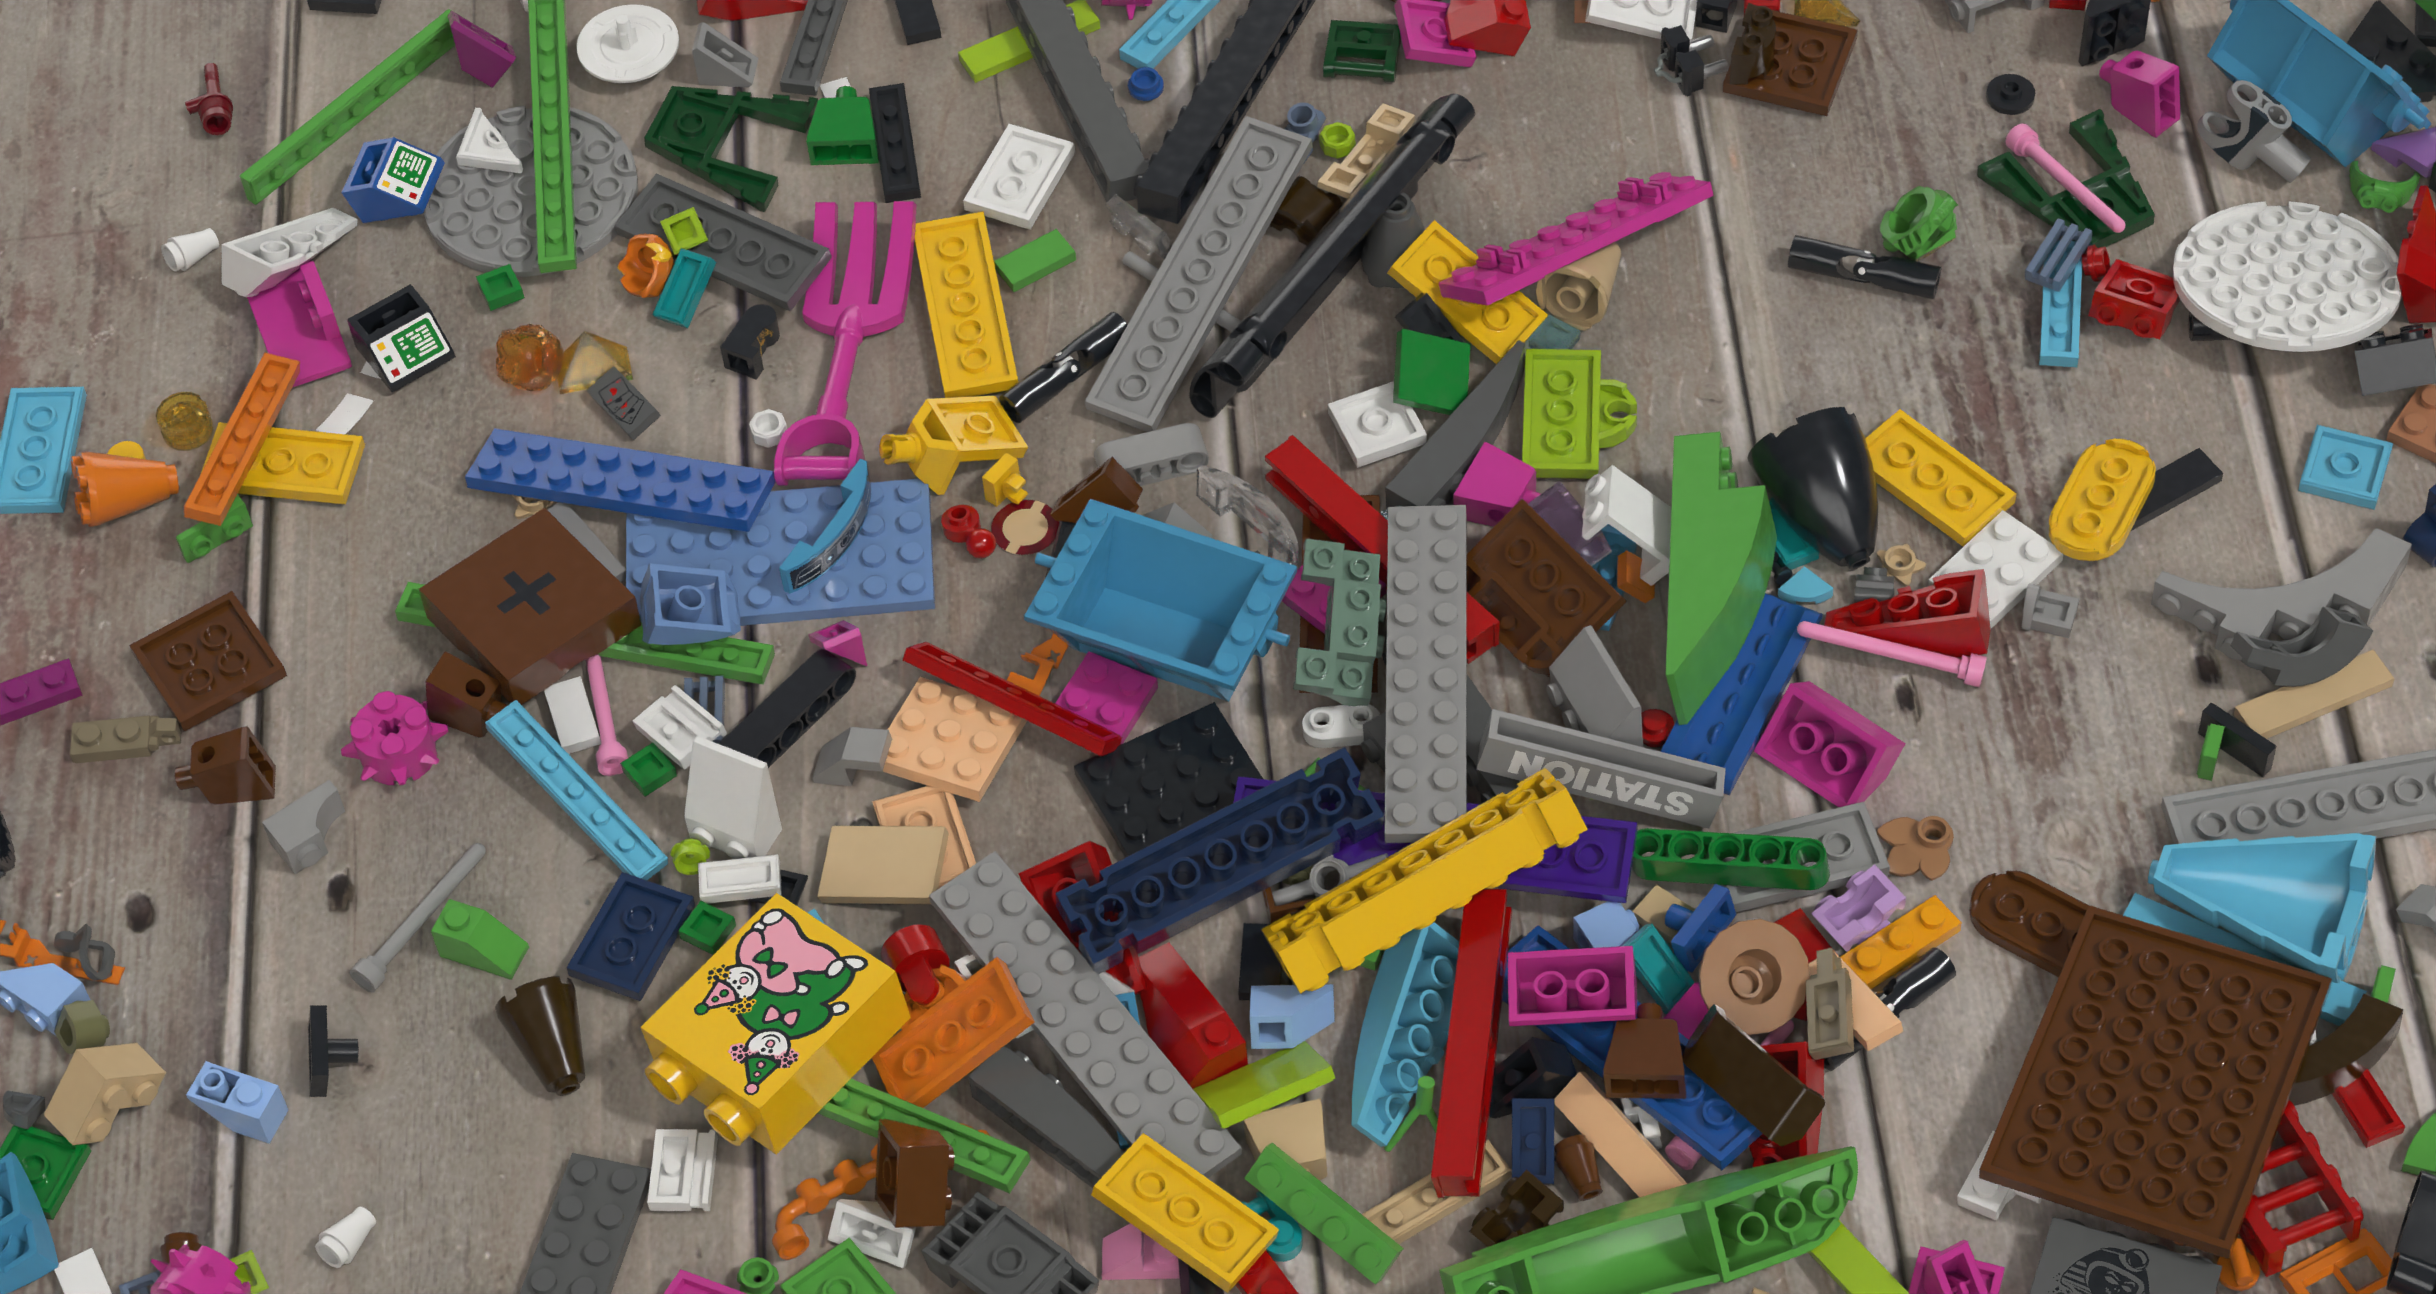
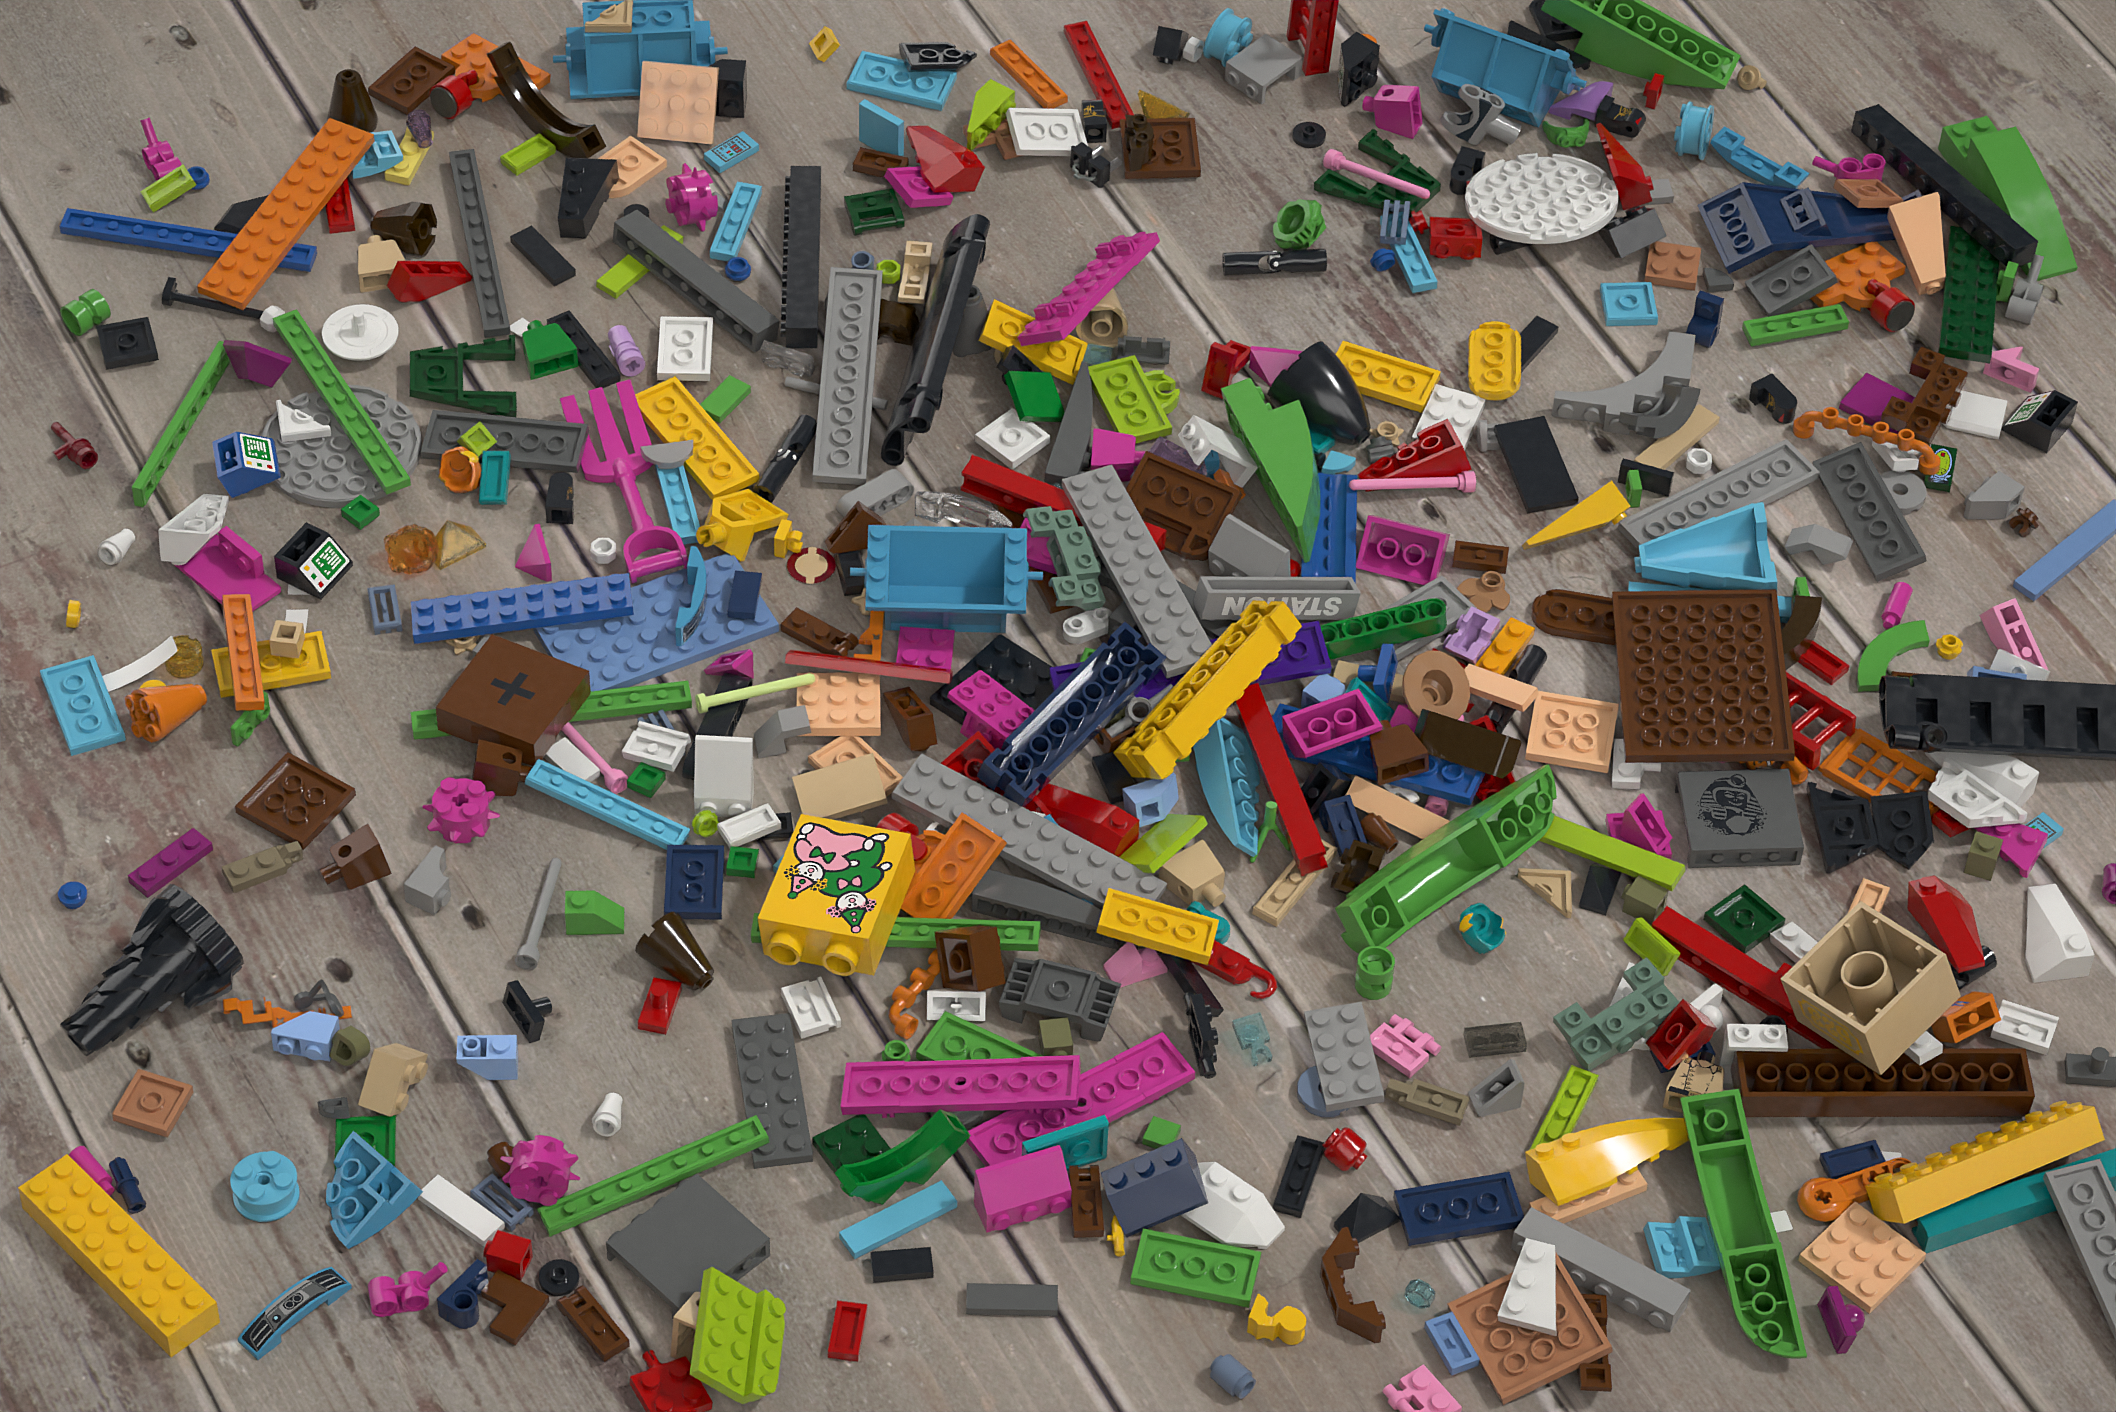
camera: 30 degrees left, 5 degrees down
(88, 324) = (73, 614): none -> yellow tile
(124, 421) = (141, 666): none -> white sticker
(304, 437) = (287, 639): none -> tan plate
(454, 452) = (387, 625): none -> sand blue tile
(496, 1099) = (659, 1005): none -> red tile
(623, 403) = (492, 561): dark grey tile -> none
(682, 409) = (535, 557): none -> dark pink slope
(687, 605) = (619, 670): medium blue slope -> none
(721, 60) = (433, 327): light grey slope -> none
(838, 688) = (704, 702): none -> yellowish green bar
(898, 383) = (679, 503): none -> medium azure plate
(904, 546) = (744, 595): none -> dark blue tile
(914, 320) = (668, 454): none -> light grey tile
(941, 164) = (625, 351): none -> lavender axle
(962, 525) = (773, 575): red plate -> none
(979, 629) = (818, 634): none -> reddish brown plate
(1031, 789) = (911, 718): none -> reddish brown slope
(1131, 805) = (989, 708): none -> dark pink bracket
(1323, 1213) = (1239, 903): bright green plate -> none
(1620, 348) = (1153, 351): none -> dark grey hinge
(1713, 397) = (1223, 365): none -> red bracket
(1780, 409) = (1271, 361): none -> dark pink slope
(1829, 1008) = (1491, 693): dark tan hinge -> none
(1935, 1100) = (1572, 732): none -> light nougat plate
(1936, 790) = (1480, 557): none -> reddish brown plate
(2018, 304) = (1383, 259): none -> blue plate
(2086, 673) = (1536, 464): none -> black tile
(2123, 773) = (1592, 513): none -> yellow wedge
(2203, 198) = (1466, 164): none -> black leg
(2330, 737) = (1698, 461): none -> white tile

